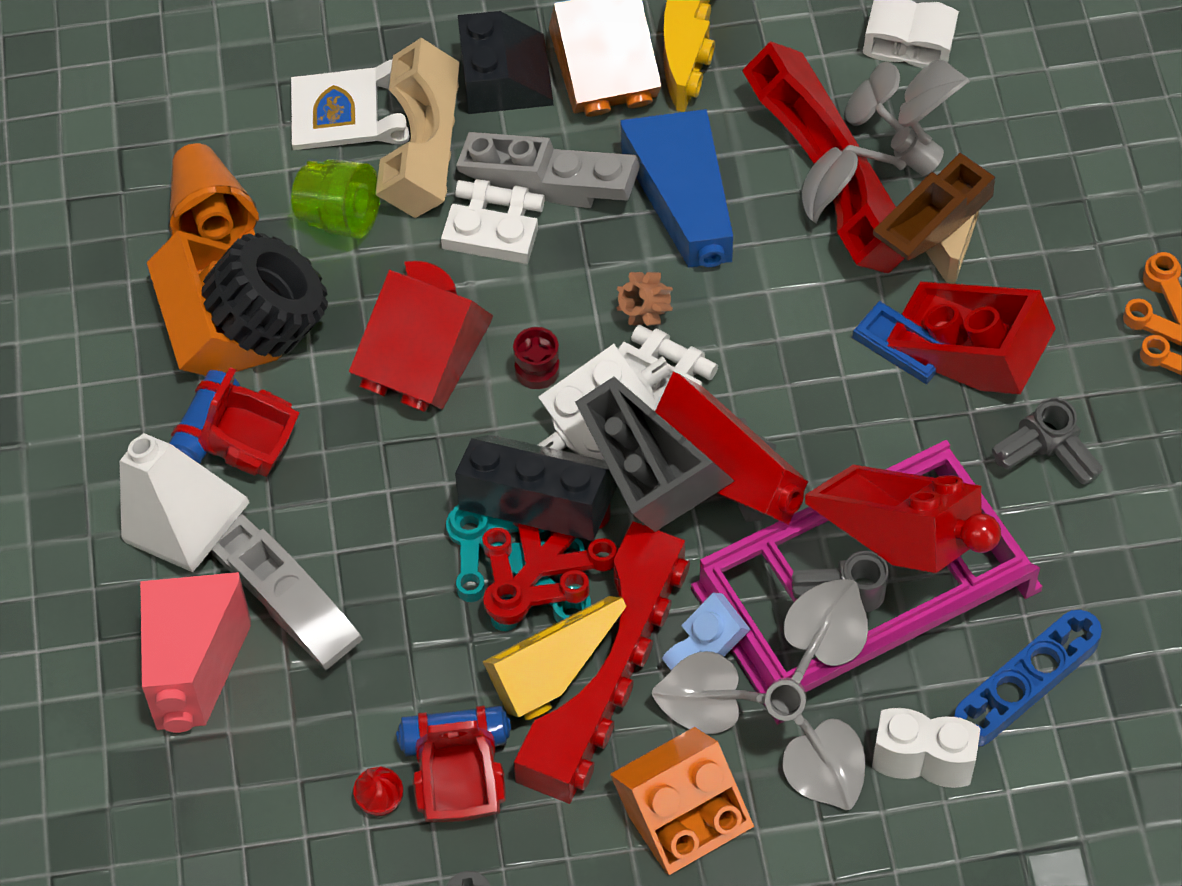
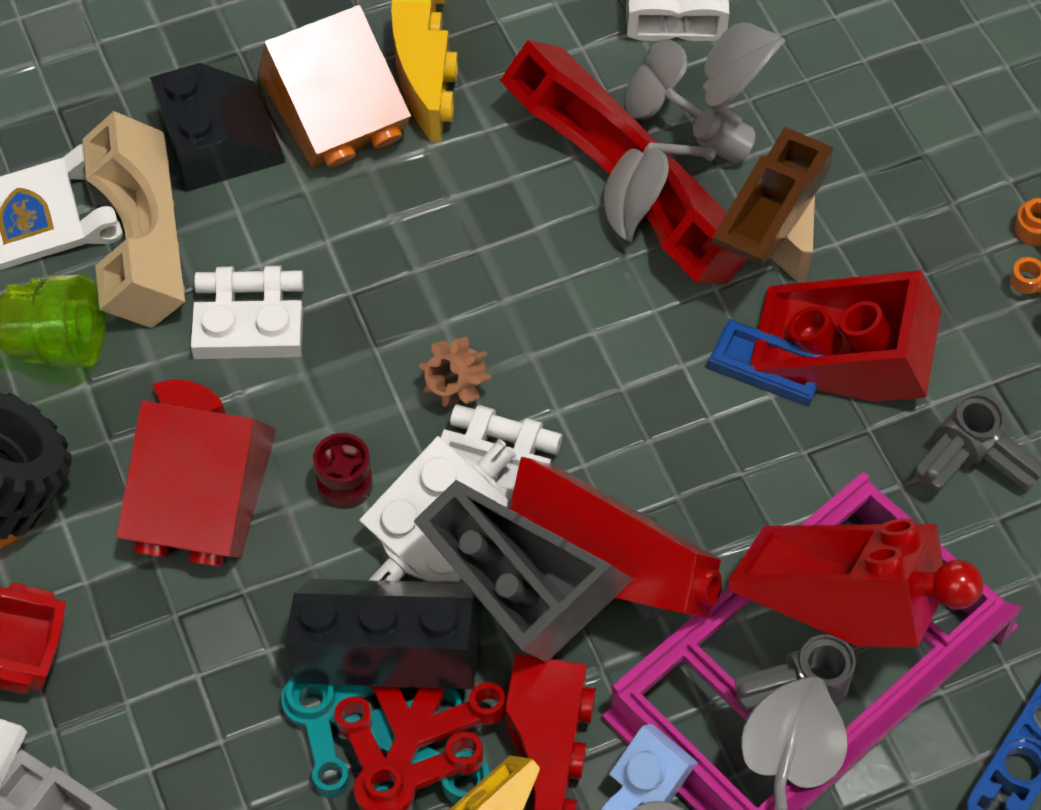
camera: 15 degrees left, 0 degrees up
(559, 174) = (316, 242): light grey slope -> none
(683, 182) = (464, 224): blue slope -> none

